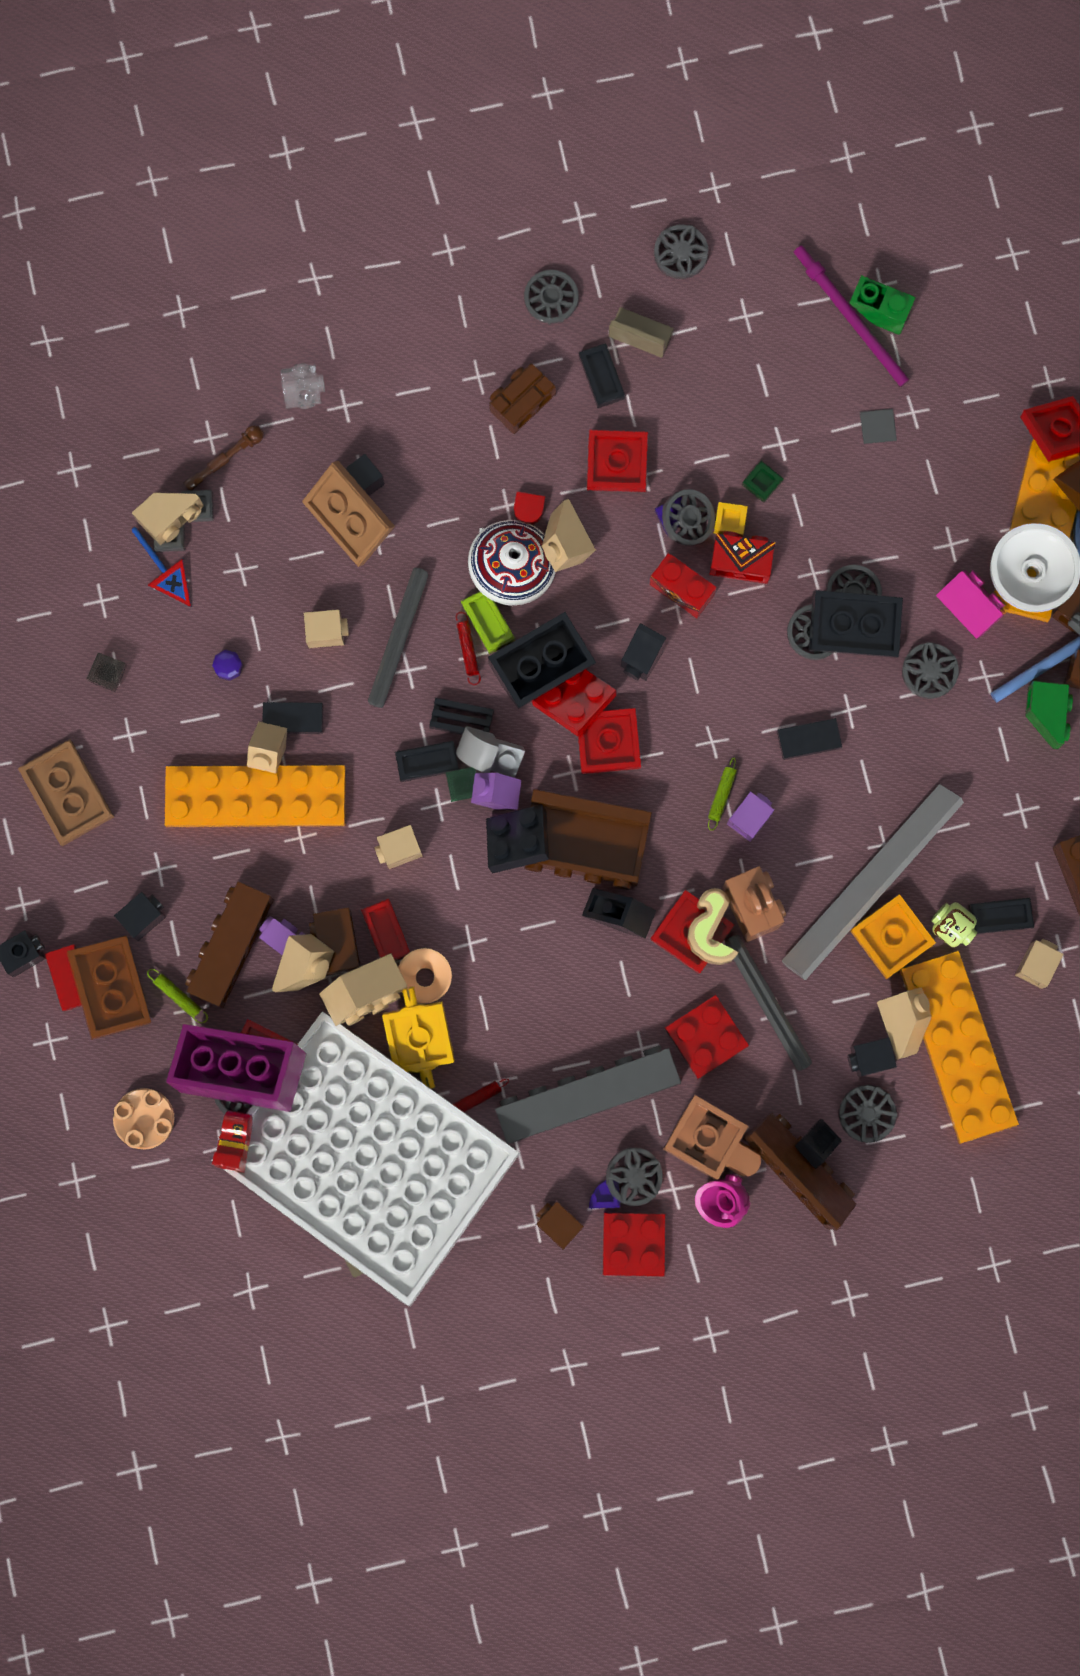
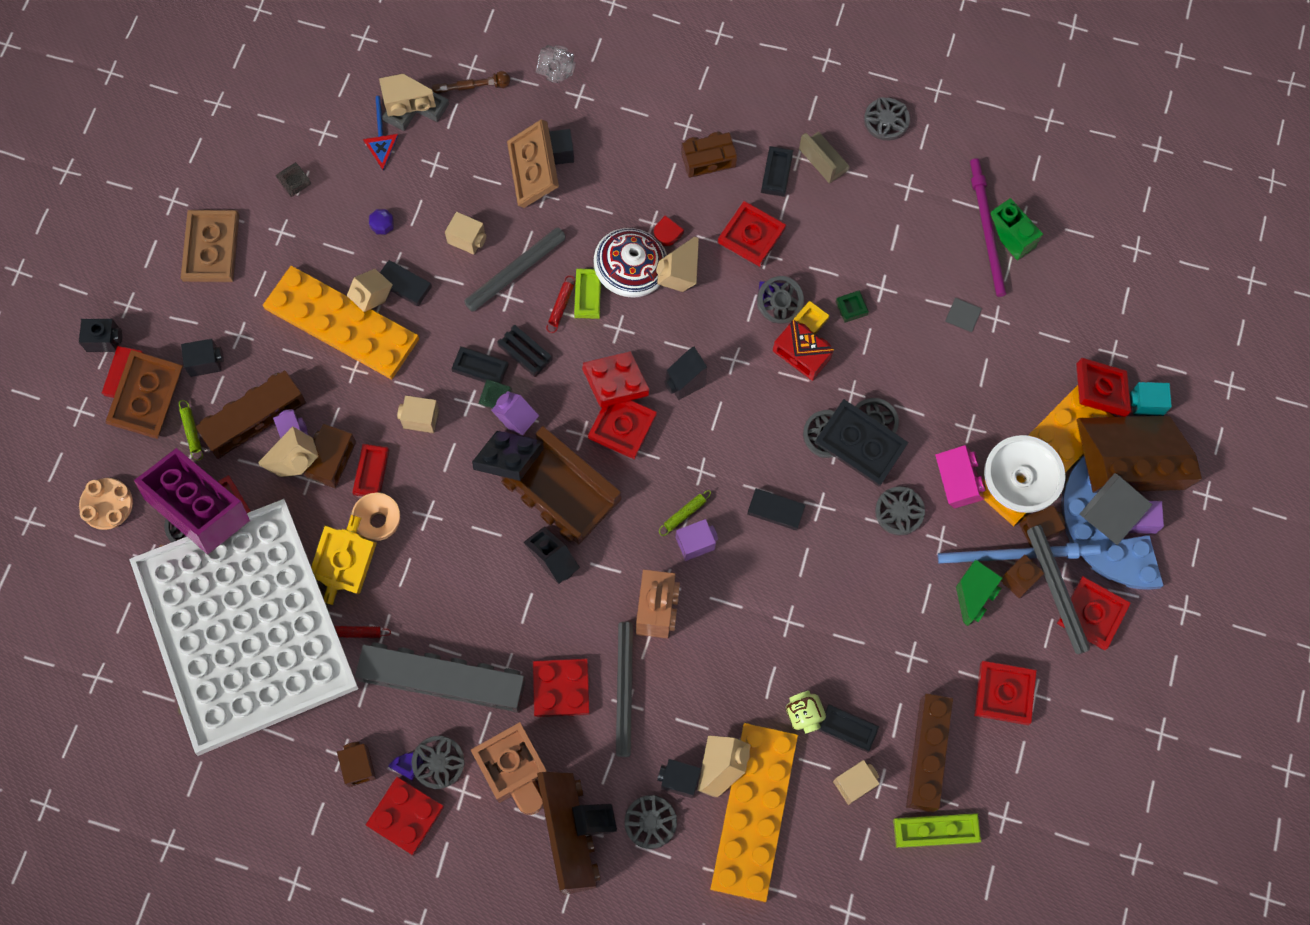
camera: 25 degrees right, 10 degrees down
(233, 1142) = (152, 553): red leg -> none
(363, 991) = (321, 498): tan brick -> none
(489, 754) = (525, 381): light grey brick -> none
(541, 660) = (606, 336): black slope -> none
(551, 296) = (773, 100): dark grey wheel -> none
(673, 931) = (598, 601): red plate -> none
(682, 585) = (746, 344): red brick -> none
(704, 926) = (608, 599): animal -> none
(723, 1201) = (493, 821): dark pink helmet -> none
(872, 882) = (760, 642): light grey tile -> none
(892, 936) = (752, 694): light orange plate -> none

